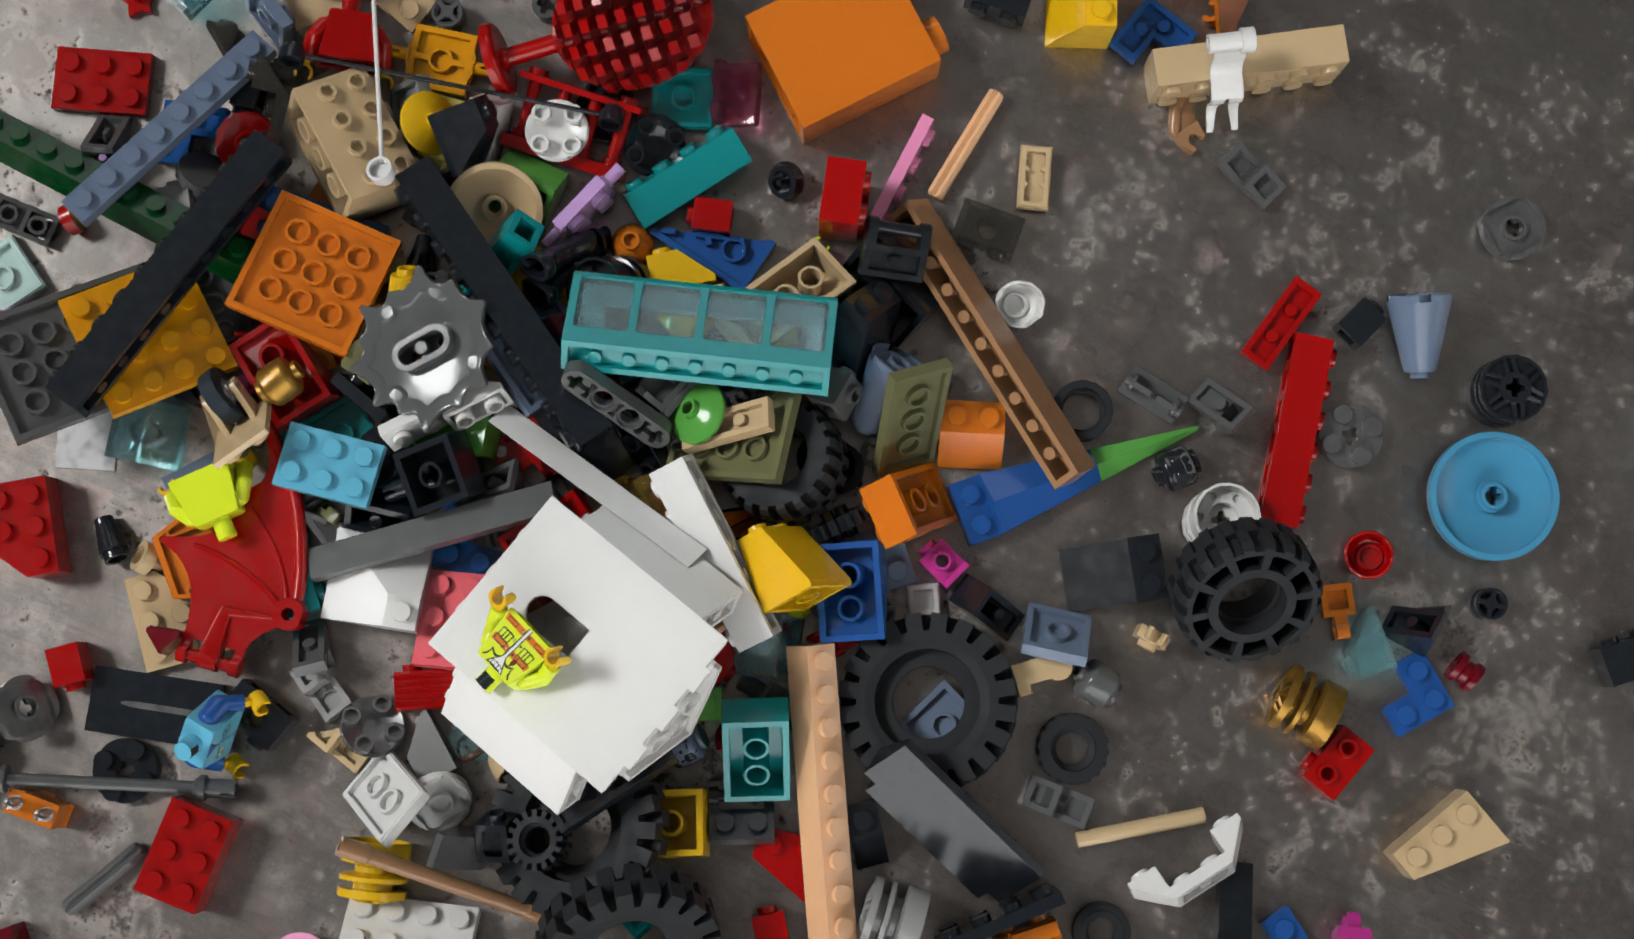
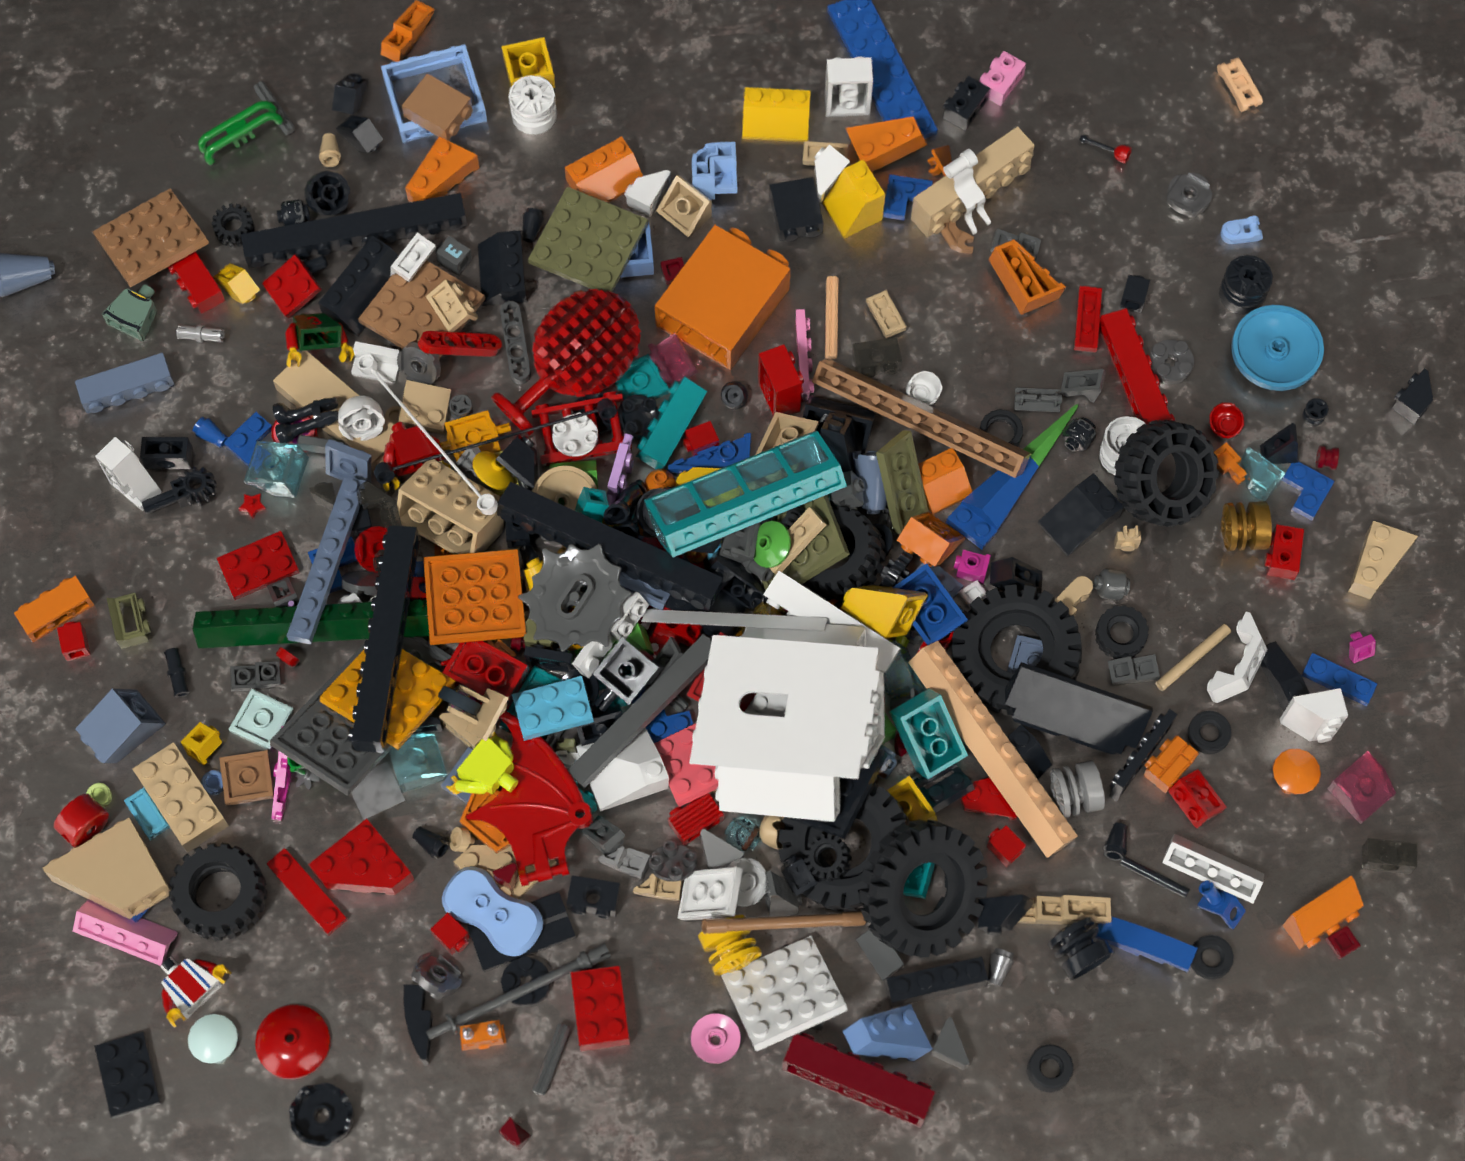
camera: 30 degrees left, 15 degrees down
(142, 689) = (507, 921): none -> light blue plate
(212, 728) = (572, 912): torso -> none
(279, 381) = (492, 671): pearl gold head -> none
(515, 649) = (751, 727): torso -> none
(648, 427) = (720, 560): dark grey beam -> none
(894, 260) = (834, 397): black plate -> none
(1056, 634) = (1069, 567): sand blue plate -> none
(1231, 227) = (1023, 278): none -> orange wedge
(1419, 329) = (1172, 276): sand blue cone -> none
(1460, 125) = (1121, 152): none -> hinge
(1536, 311) = (1233, 231): none -> light blue plate

